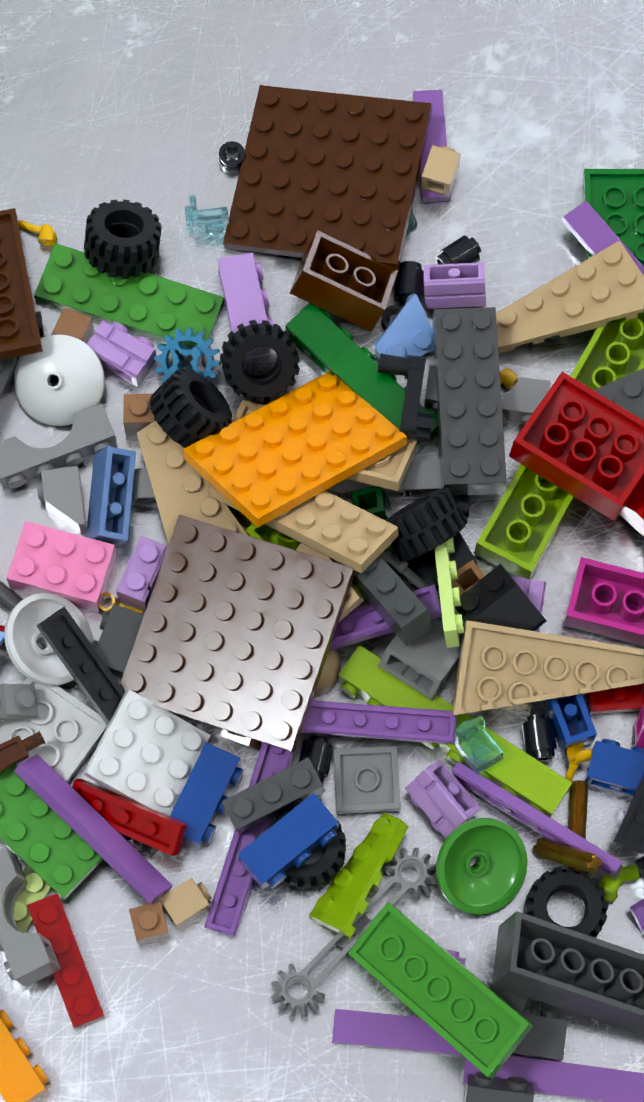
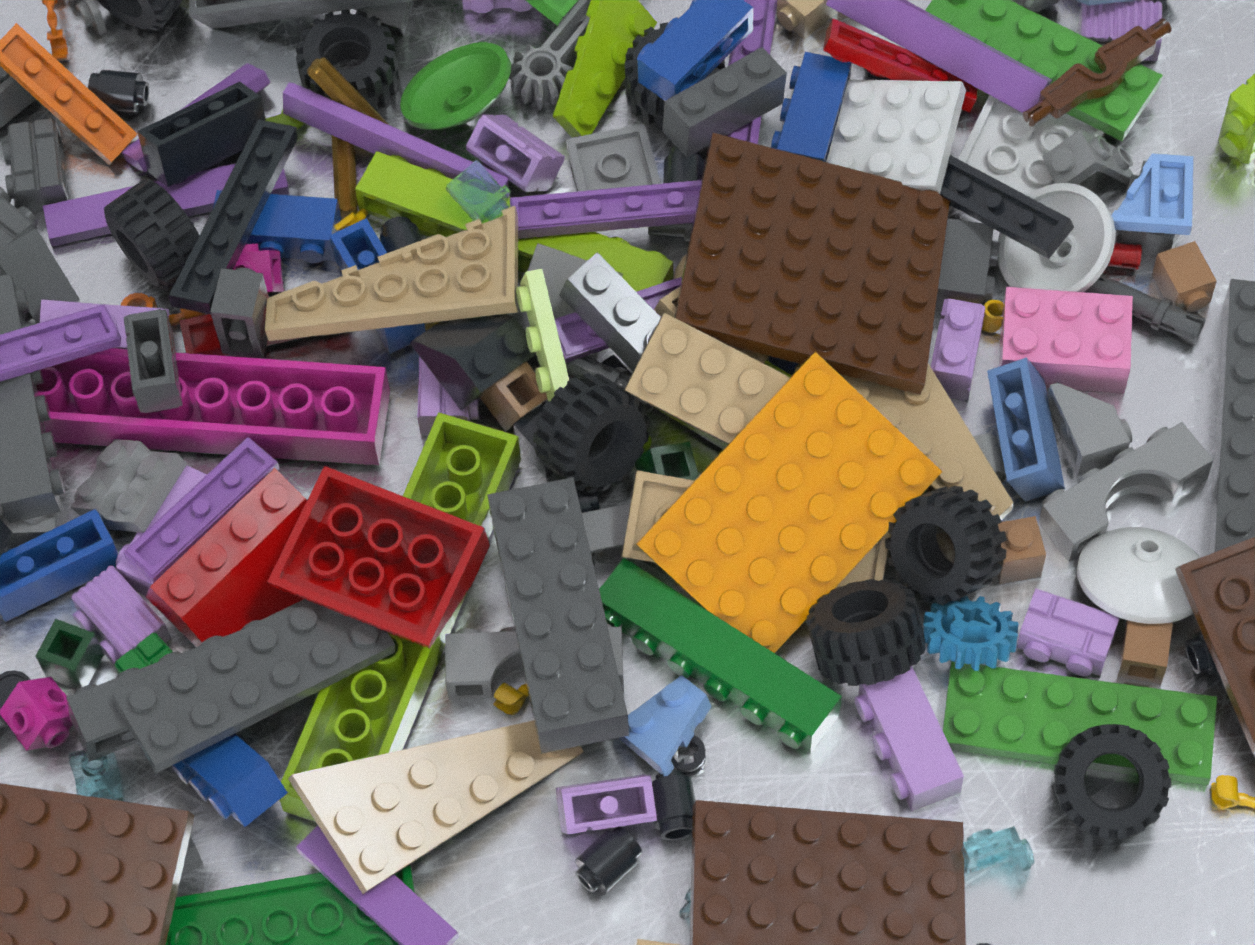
camera: 175 degrees right, 10 degrees down
(344, 281) = (770, 765): reddish brown brick -> none
(413, 423) = (630, 573): black beam -> none

